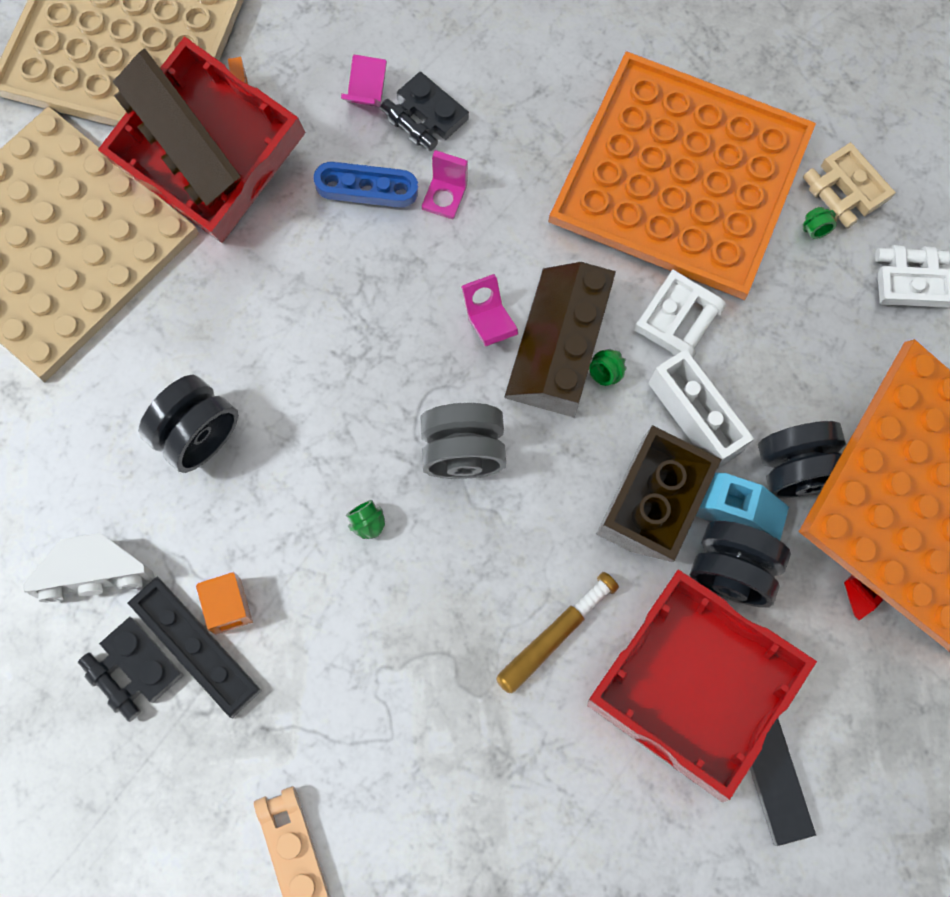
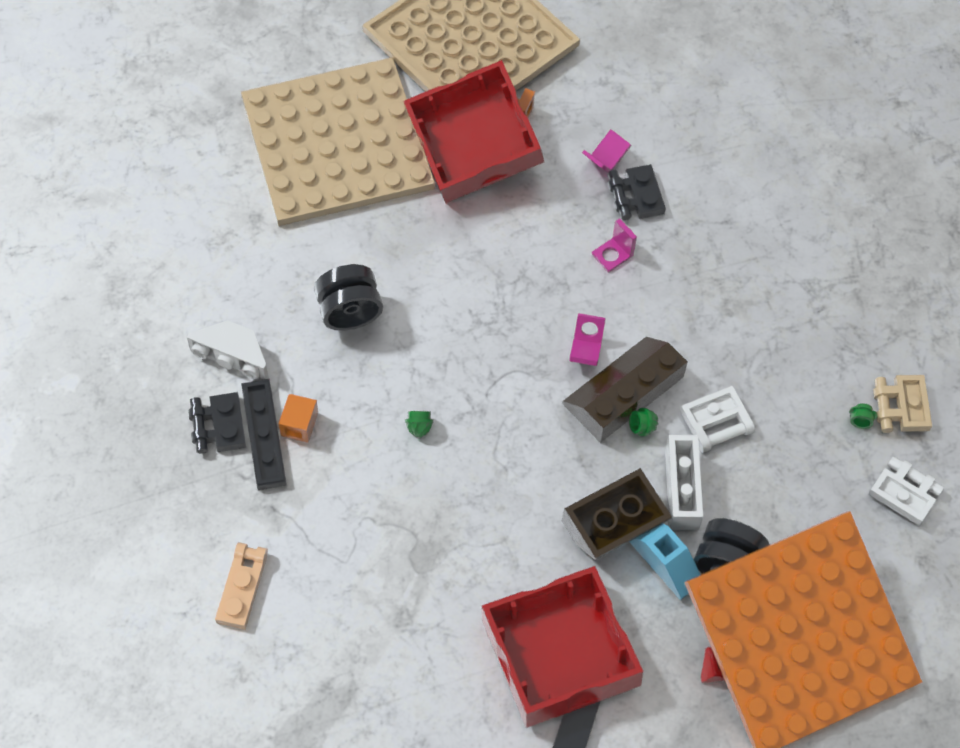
camera: 35 degrees right, 10 degrees down
(177, 130) = (458, 116): dark brown slope -> none
(354, 177) = (558, 208): blue plate -> none
(463, 441) = (511, 407): dark grey wheel -> none
(550, 639) = (480, 565): pearl gold piece -> none
(683, 174) = (788, 330): orange plate -> none
(740, 563) = (639, 588): black wheel -> none

